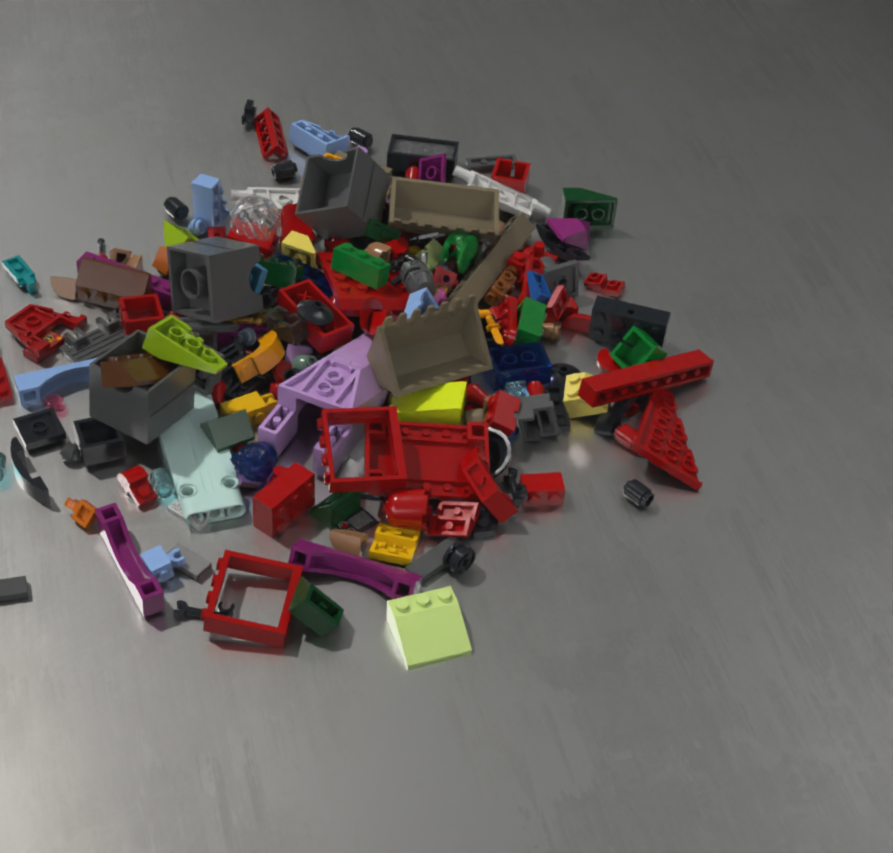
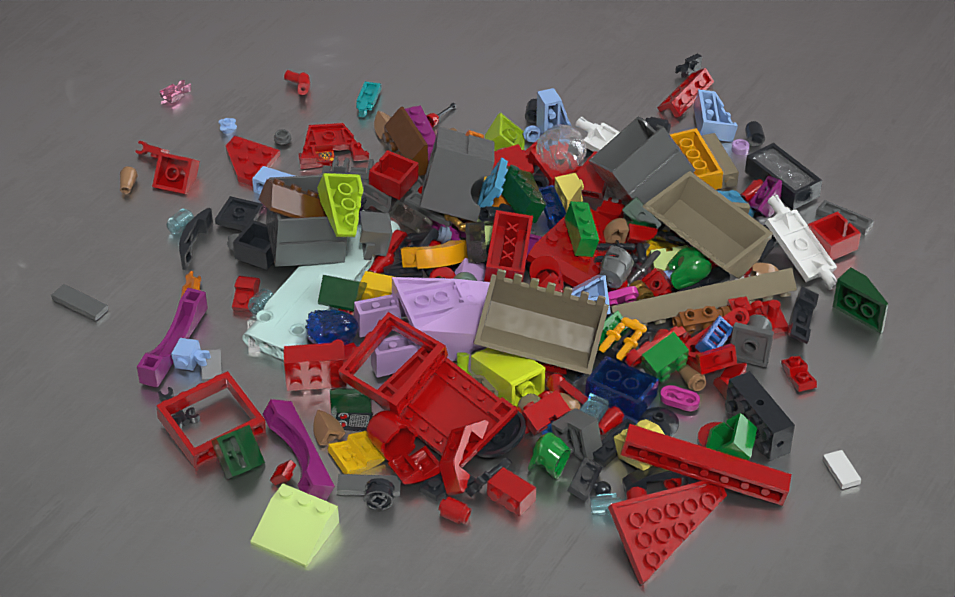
camera: 50 degrees right, 0 degrees up
(119, 255) = (442, 121): medium nougat brick -> none
(315, 312) = (500, 243): black dish -> none
(364, 596) = (283, 472): none -> red plate
(494, 387) = (573, 391): none -> red tile
(522, 530) = (454, 510): none -> red brick
(540, 440) = (547, 453): none -> green helmet
(560, 349) = (680, 398): none -> dark pink plate
(571, 230) = (823, 311): magenta slope -> none
(576, 447) = (586, 479): none -> black plate
(611, 453) = (600, 503): none -> clear light blue brick
(638, 493) = (581, 549): black brick -> none
(710, 329) = (841, 469): none -> white tile

